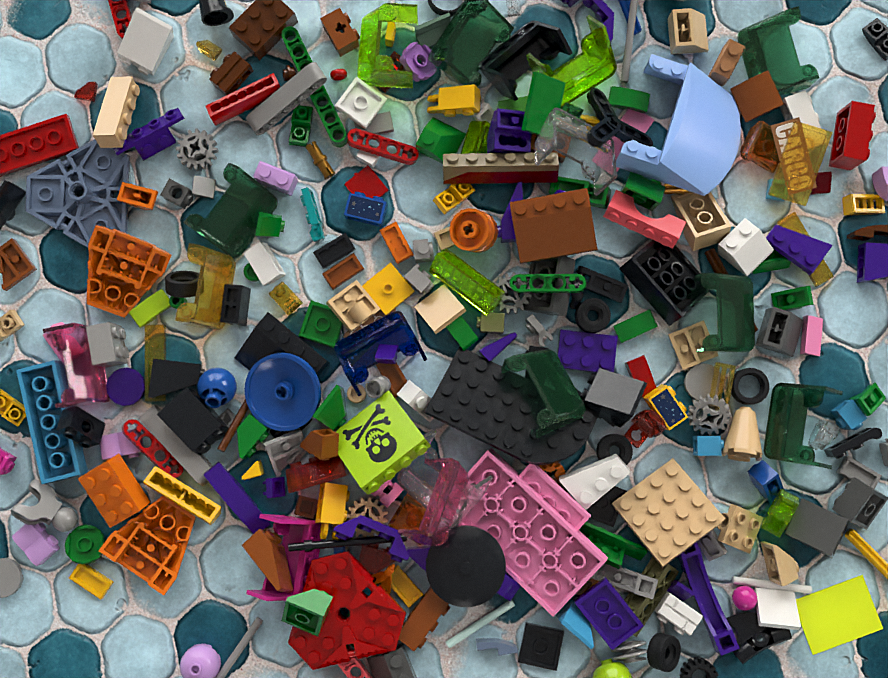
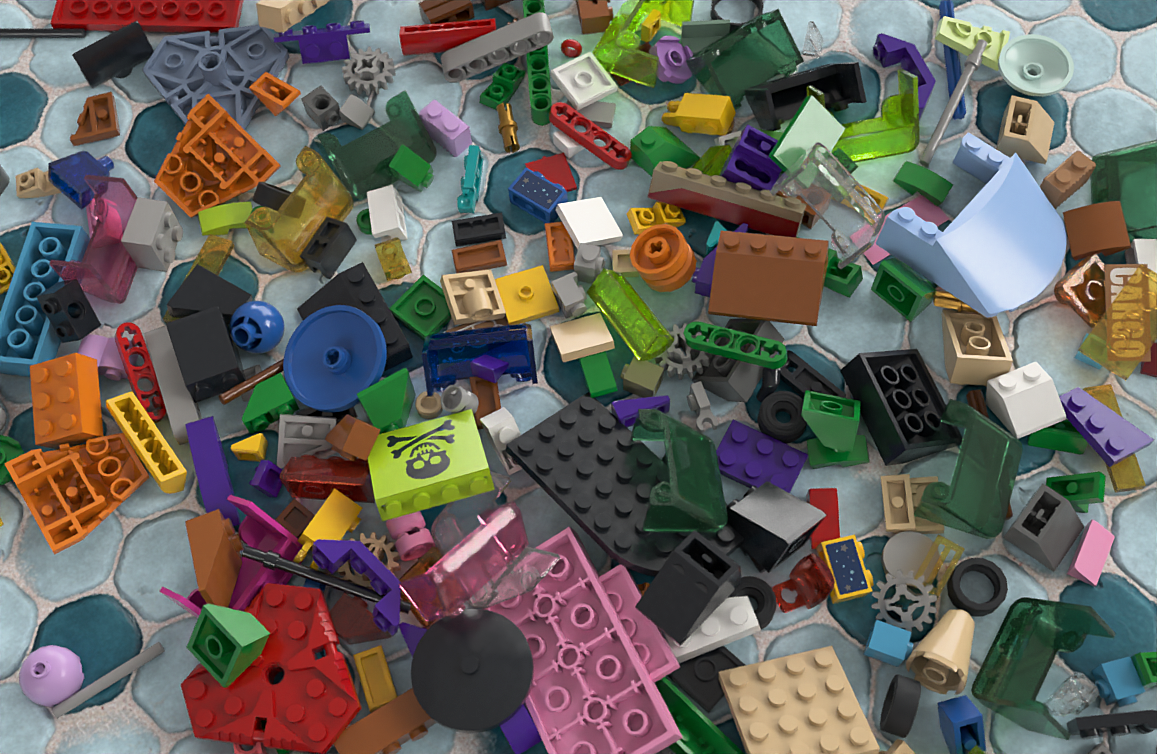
camera: 25 degrees right, 20 degrees down
(29, 317) = (69, 172): none -> clear blue torso
(125, 386) = (148, 295): dark purple tile -> none
(384, 578) = (355, 653): orange piece -> none
(410, 218) = (589, 222): none -> white tile
(503, 198) = (714, 236): none -> teal slope
(581, 469) = (689, 587): none -> black slope
(610, 124) = (882, 191): black piece -> none
(627, 309) = (832, 419): none -> green slope
(662, 230) = (918, 341): coral arch -> none
(727, 482) = (900, 706): none -> black tyre

